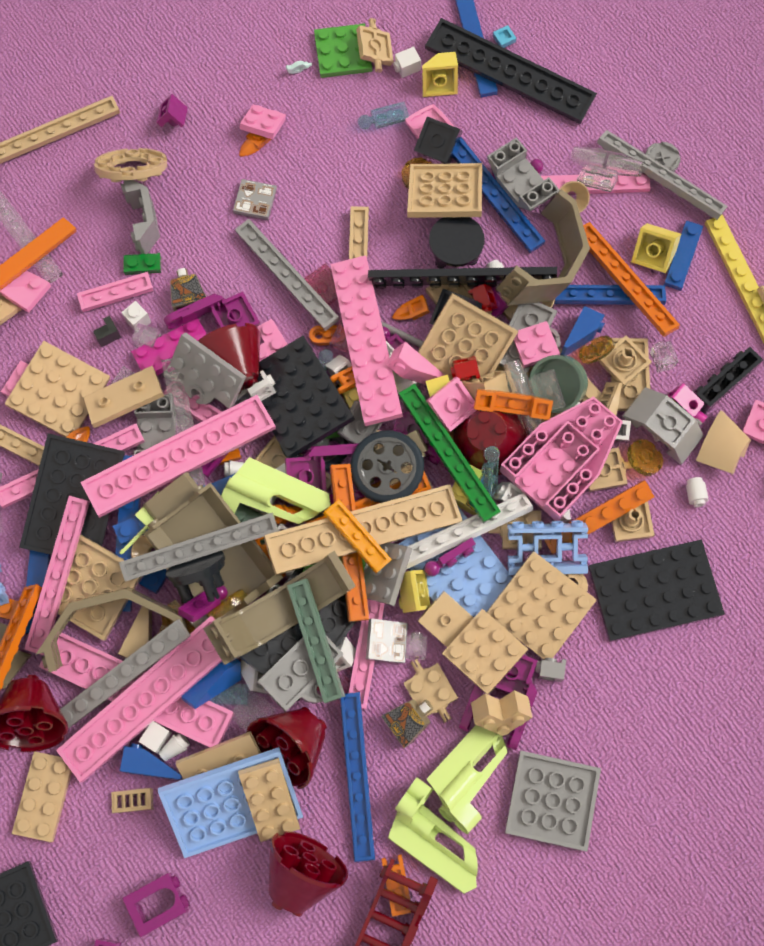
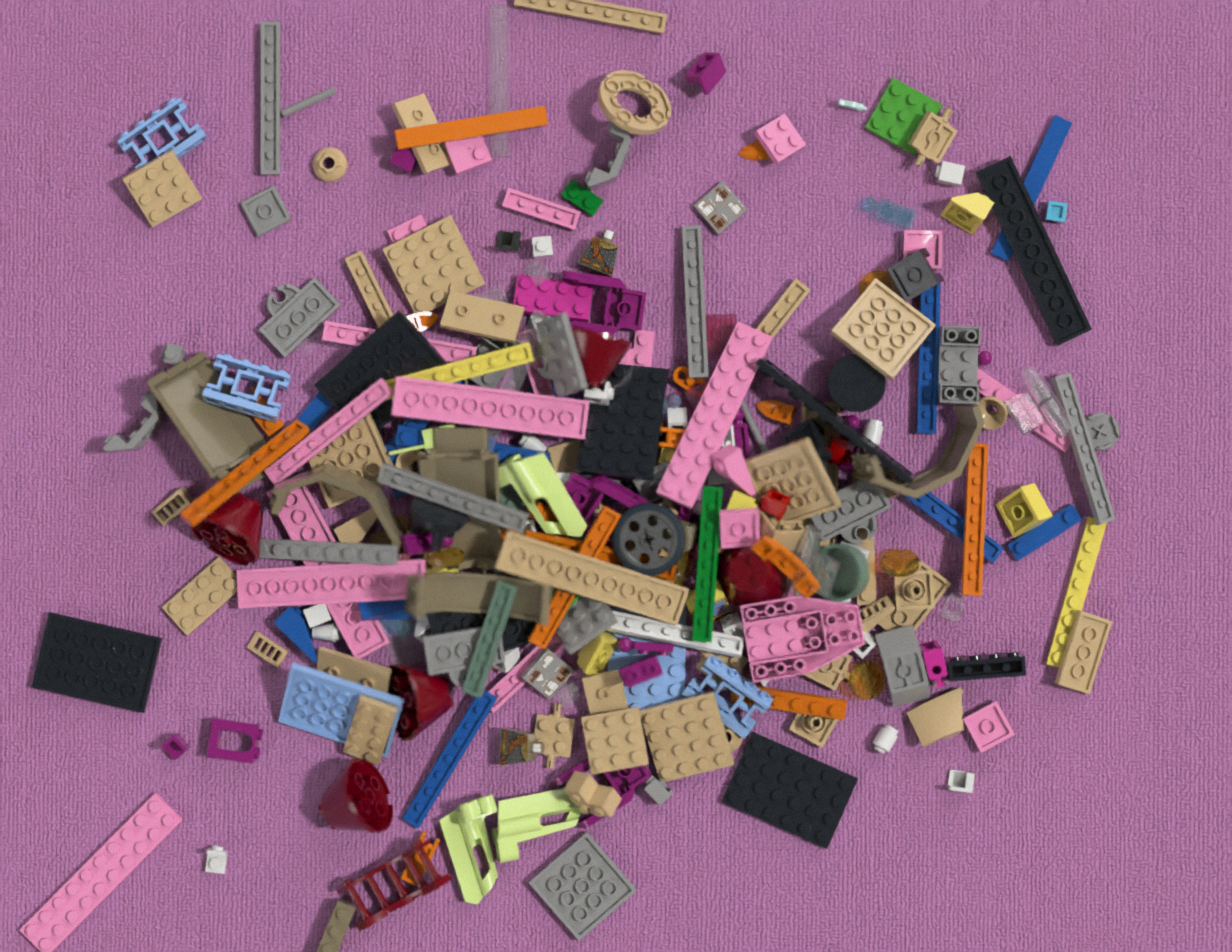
camera: 35 degrees right, 15 degrees up
(144, 430) = (473, 366): none -> light yellow plate
(357, 536) = (581, 581): light orange tile -> none
(430, 470) = (684, 567): none -> clear yellow tile
(462, 576) = (635, 675): none -> magenta panel
(490, 469) = (728, 604): clear light blue plate -> none
(535, 344) = (850, 524): bright pink plate -> none
(584, 330) = (905, 537): blue slope -> none

